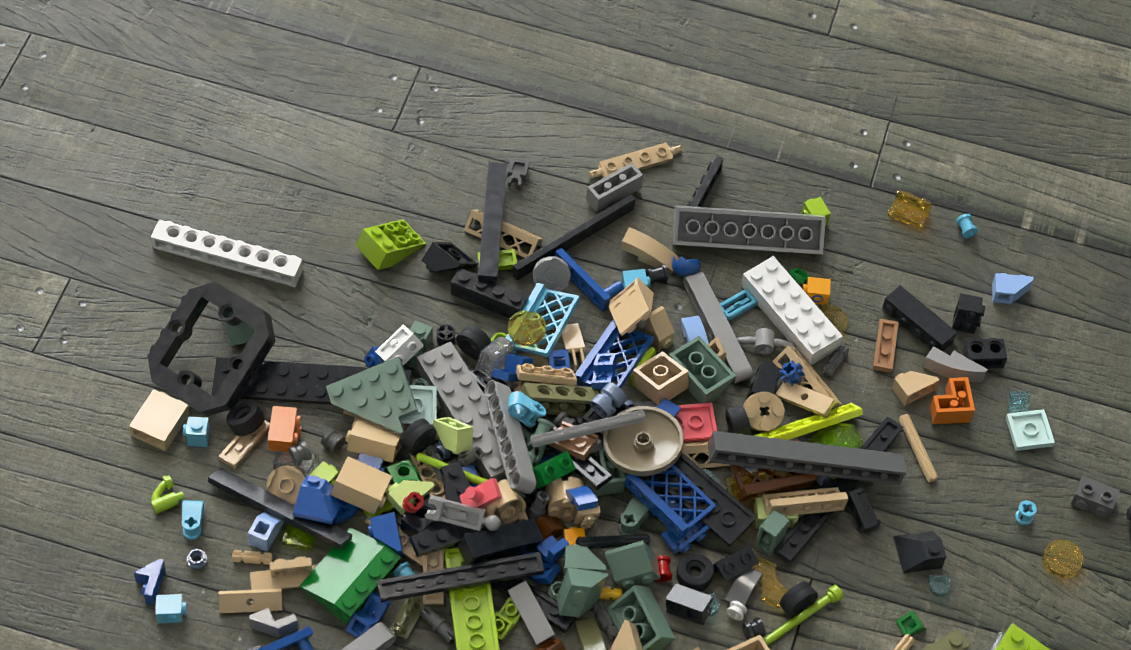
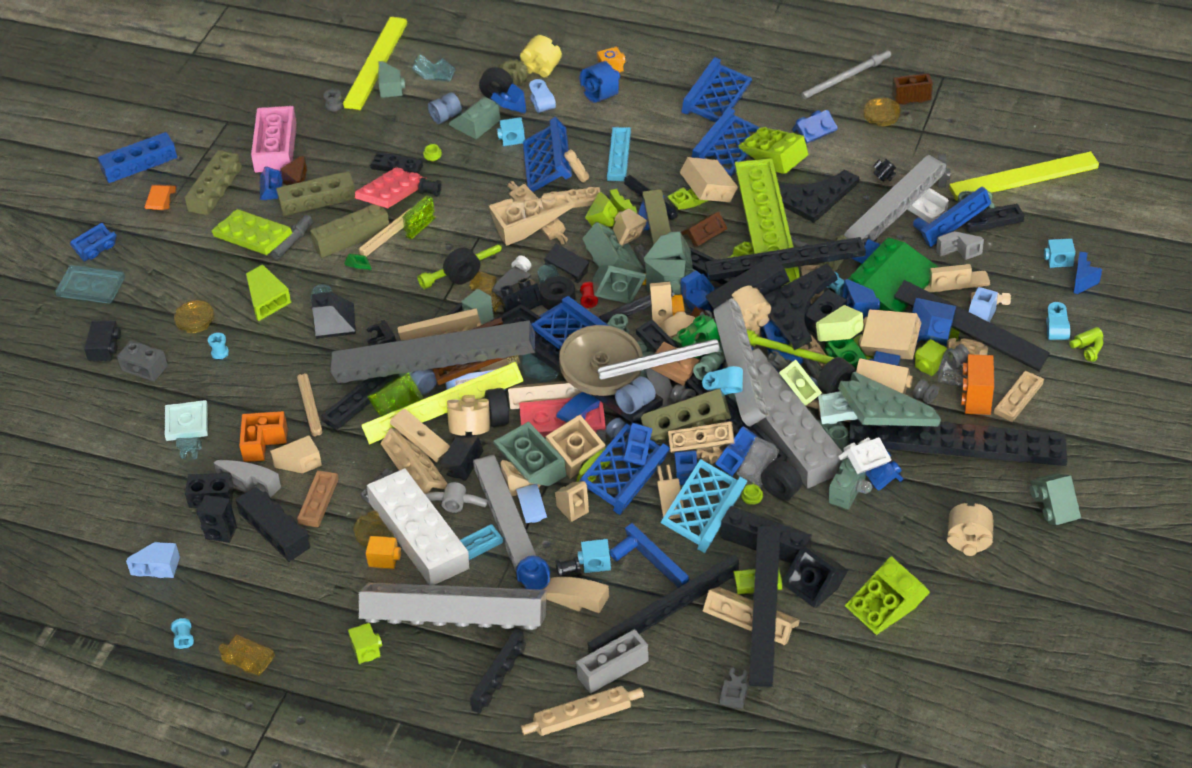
camera: 170 degrees left, 10 degrees down
(159, 420) = (1114, 406): brick -> none
(196, 553) = (1044, 294): sand blue plate -> none
(197, 431) = (1071, 393): medium azure brick -> none
(227, 253) = (1083, 578): white brick -> none
(237, 380) = (1057, 459): black panel -> none
(238, 600) = (986, 262): tan tile -> none
(245, 418) = (1013, 408): black tyre -> none
(314, 288) = (970, 528): none -> tan brick
(408, 507) = (836, 299): red bush -> none
(445, 331) = (813, 496): black wheel -> none
(461, 514) = (810, 287): light grey plate -> none
(482, 494) = (770, 296): coral tile -> none
(526, 328) = (722, 485): clear yellow tile -> none
(531, 612) = (711, 248): light grey tile -> none
(552, 273) = (693, 557): light grey tile -> none
(582, 498) = (667, 299): blue slope -> none
(631, 306) = (602, 499): tan slope -> none
(754, 628) = (507, 250): black wheel -> none
(792, 372) = (430, 452): blue gear -> none
(799, 275) = (401, 573): green slope -> none
(998, 581) = (266, 292): none -> lime slope

